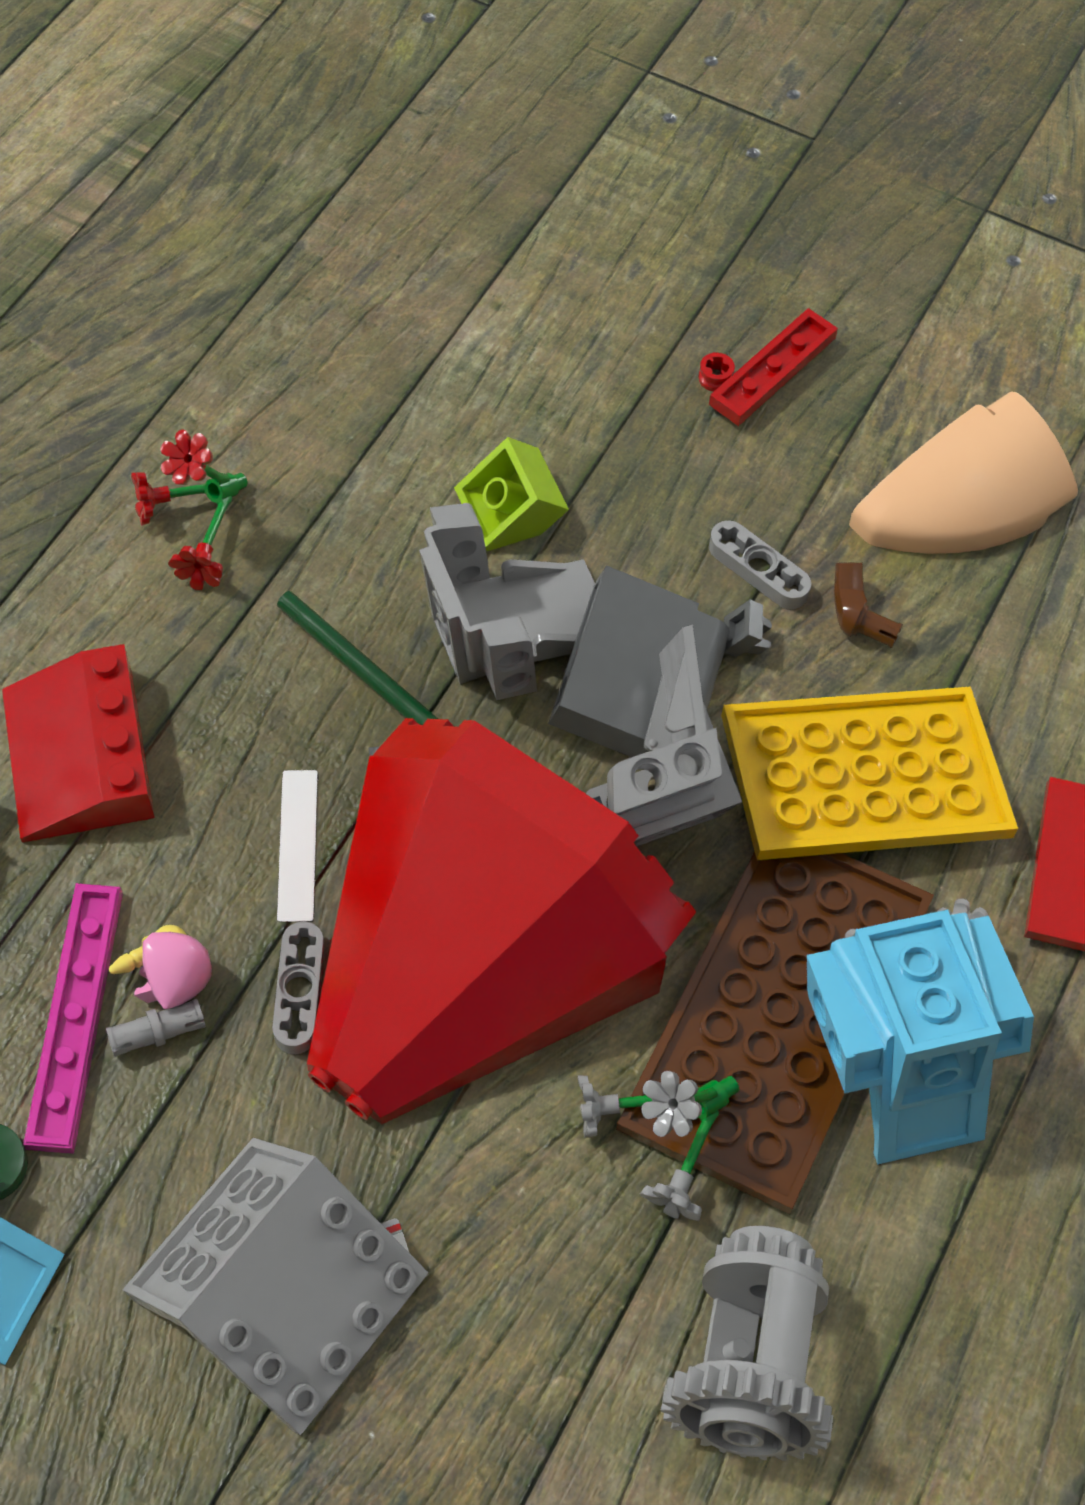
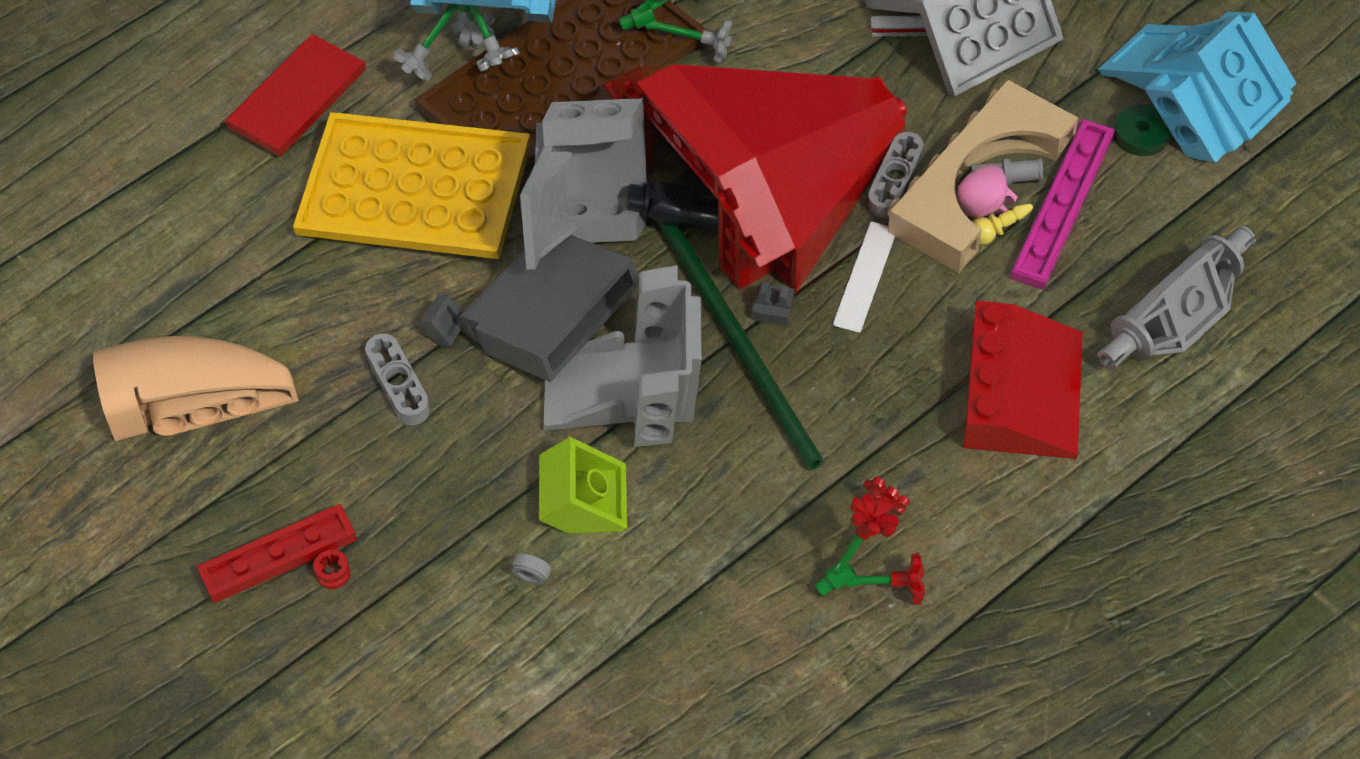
camera: 155 degrees left, 5 degrees down
(167, 1101) = (1007, 124): none -> tan arch
(527, 413) = (530, 569): none -> light grey tile
(852, 606) = (344, 315): reddish brown arm -> none

